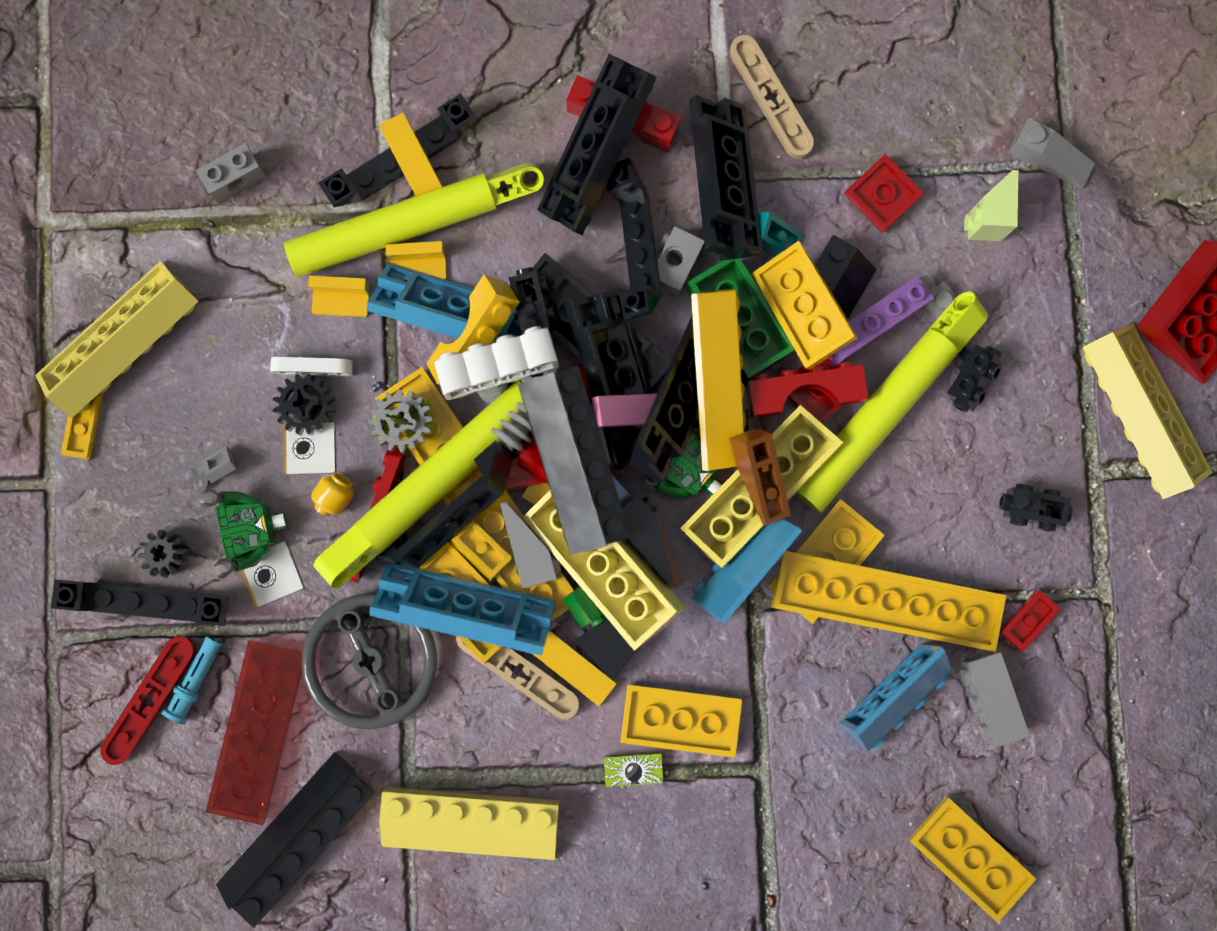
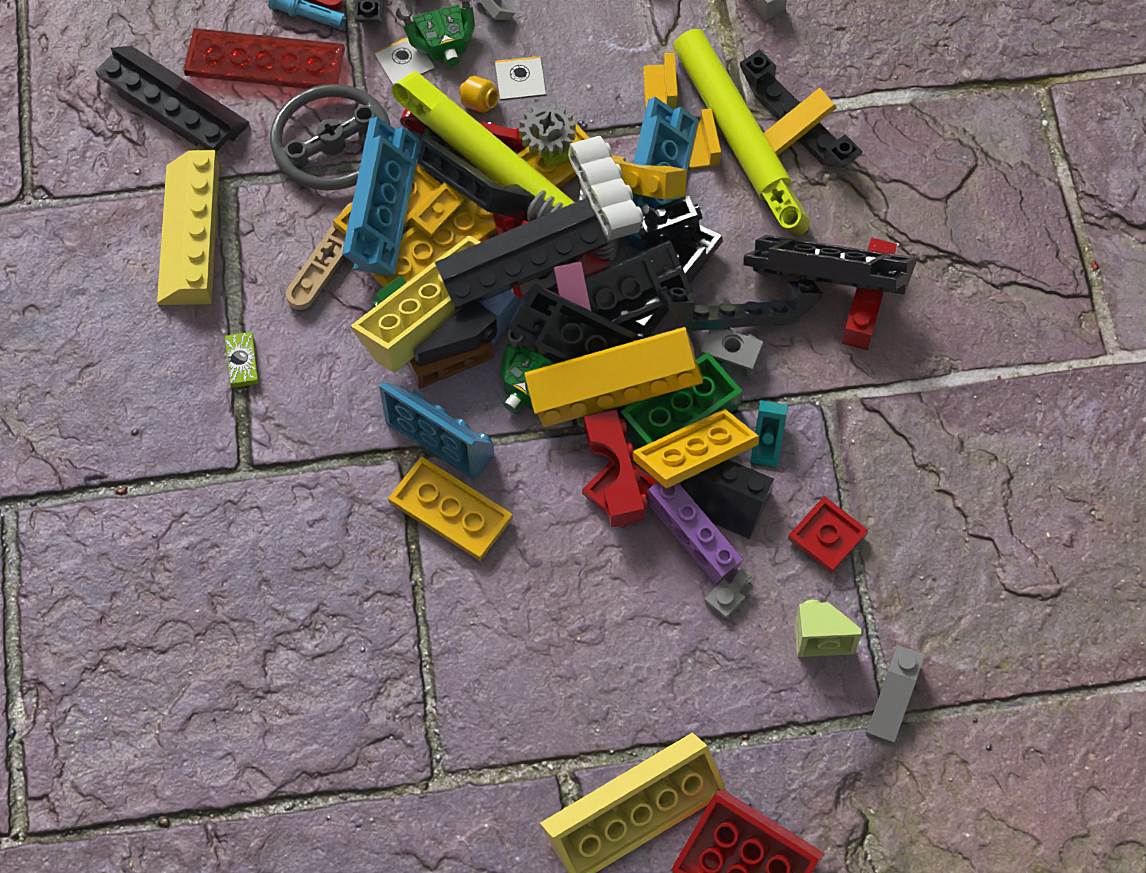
camera: 85 degrees right, 20 degrees down
(306, 416) = (557, 65): black gear -> none
(312, 366) = (593, 68): white beam -> none
(530, 554) = (431, 244): light grey slope -> none
(576, 669) = (333, 302): yellow tile -> none
(606, 648) = (338, 327): black torso -> none
(681, 720) = (289, 394): yellow plate -> none
(725, 178) = (816, 377): black slope -> none
(729, 516) = (518, 432): light yellow slope -> none
(758, 74) = (889, 438): tan piece -> none
(761, 474) = (522, 417): dark orange slope -> none
(888, 601) = (414, 564): yellow plate -> none
(895, 398) = (614, 552): neon yellow piece -> none
(897, 696) = (319, 570): dark azure slope -> none
(972, 859) = (164, 663): yellow plate -> none
(974, 377) = (647, 629): black brick -> none
(994, 699) = (323, 672): light grey brick -> none
(1025, 506) = (520, 692): black brick -> none
(1029, 620) = (404, 703): red plate -> none

